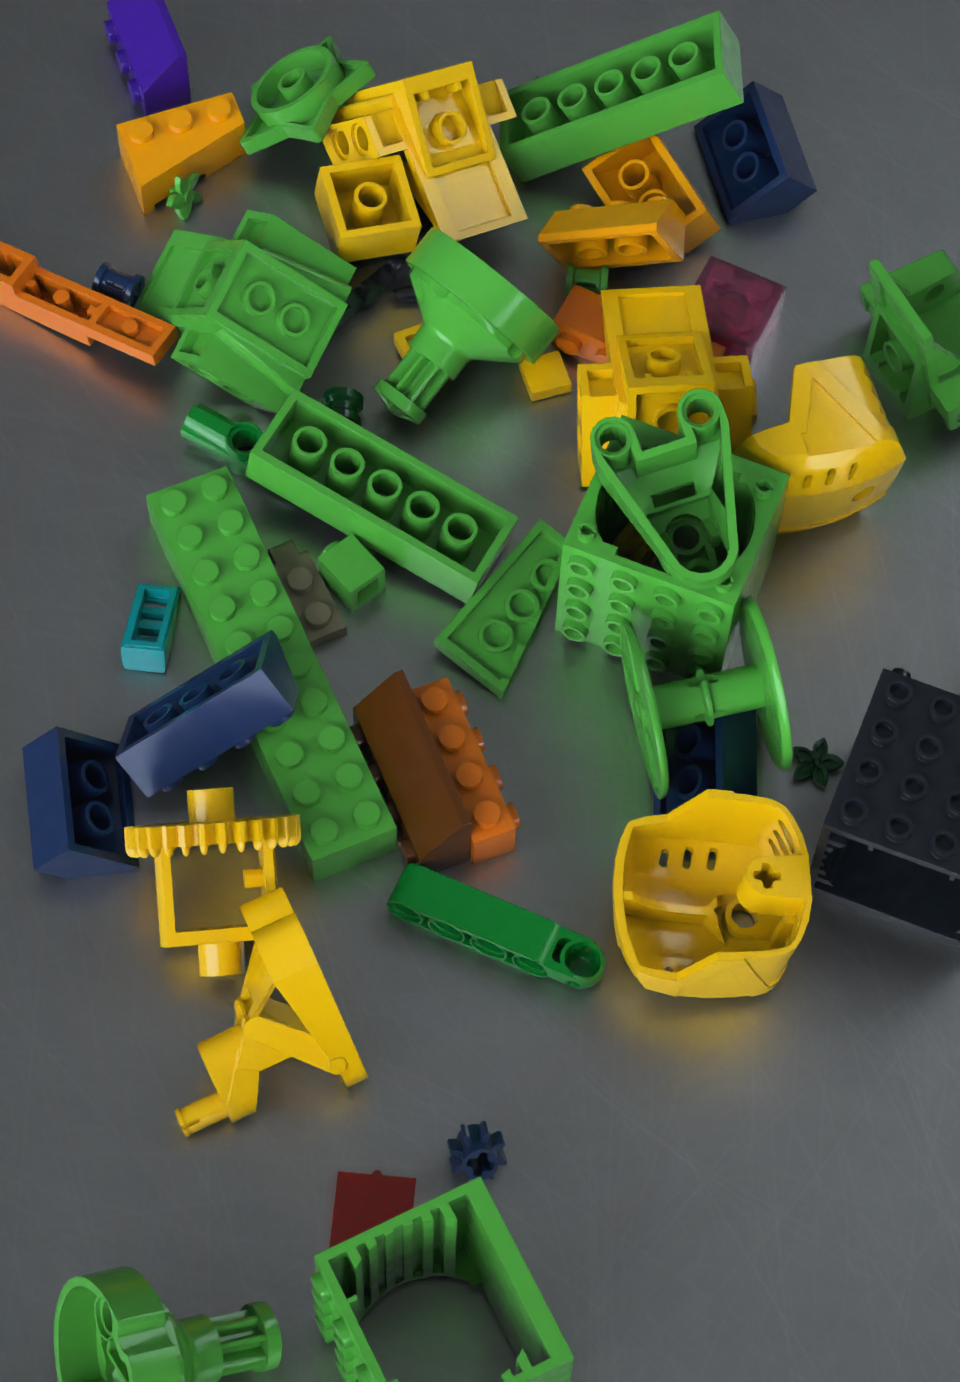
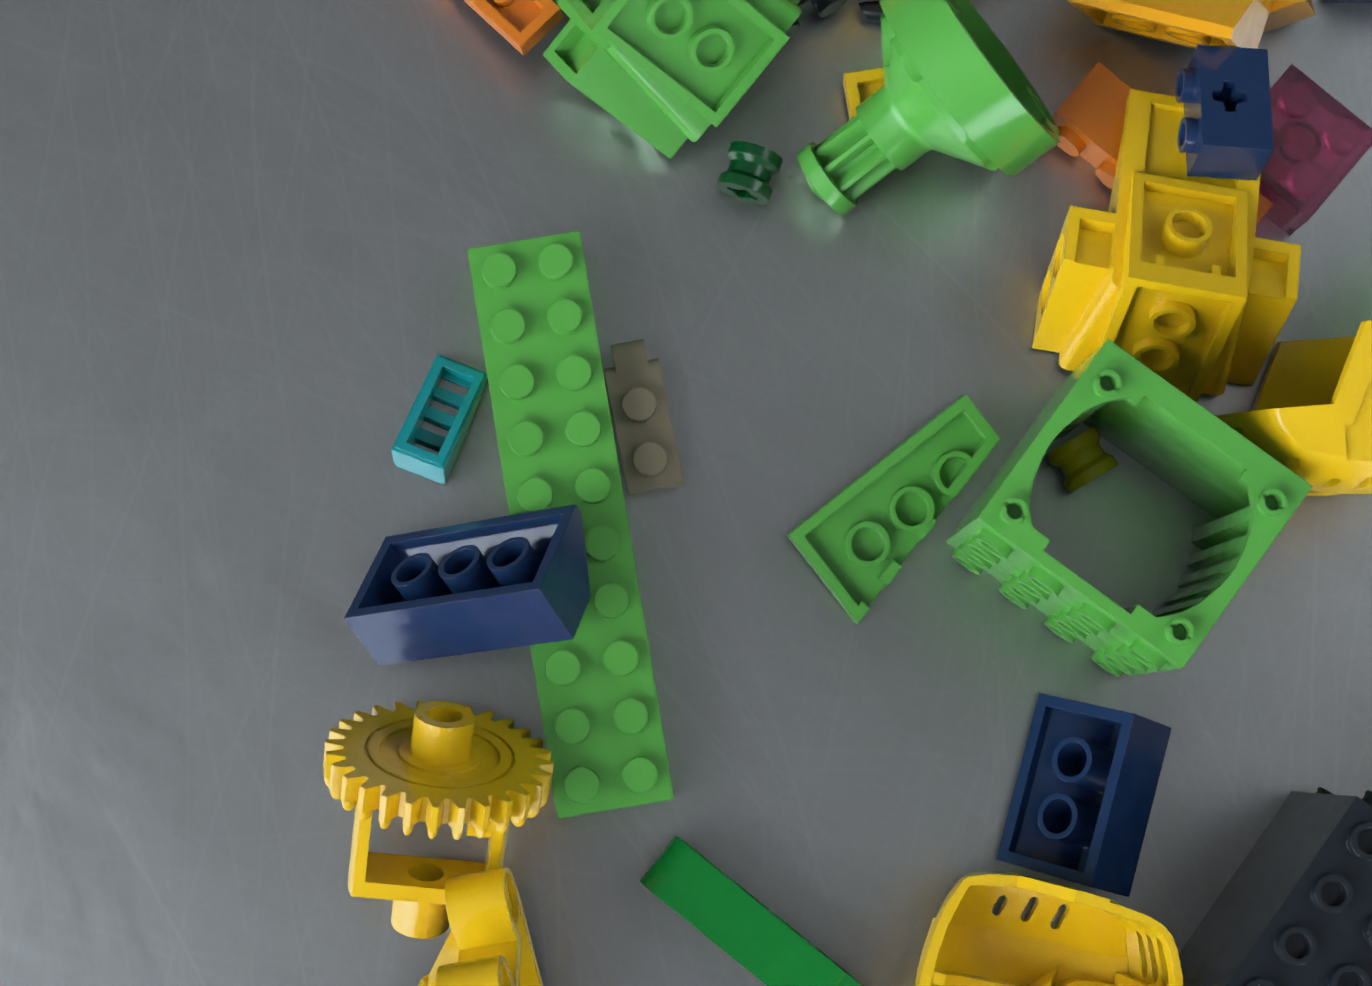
camera: 15 degrees right, 20 degrees up
(77, 805) = (291, 653): dark blue slope -> none
(221, 436) = (589, 171): green piece -> none
(351, 572) = (705, 407): bright green brick -> none
(381, 496) = (768, 323): bright green brick -> none
(412, 776) = (710, 723): reddish brown slope -> none
(476, 782) = (776, 724): orange brick -> none
(546, 376) = (1031, 186): yellow tile -> none
(587, 278) = (1117, 53): bright green bush -> none
(638, 476) = (1149, 564): bright green connector -> none
(669, 284) = (1225, 112): none -> dark blue brick
(709, 696) = (1172, 737): bright green piece -> none
(816, 763) = (1226, 813): dark green plant -> none

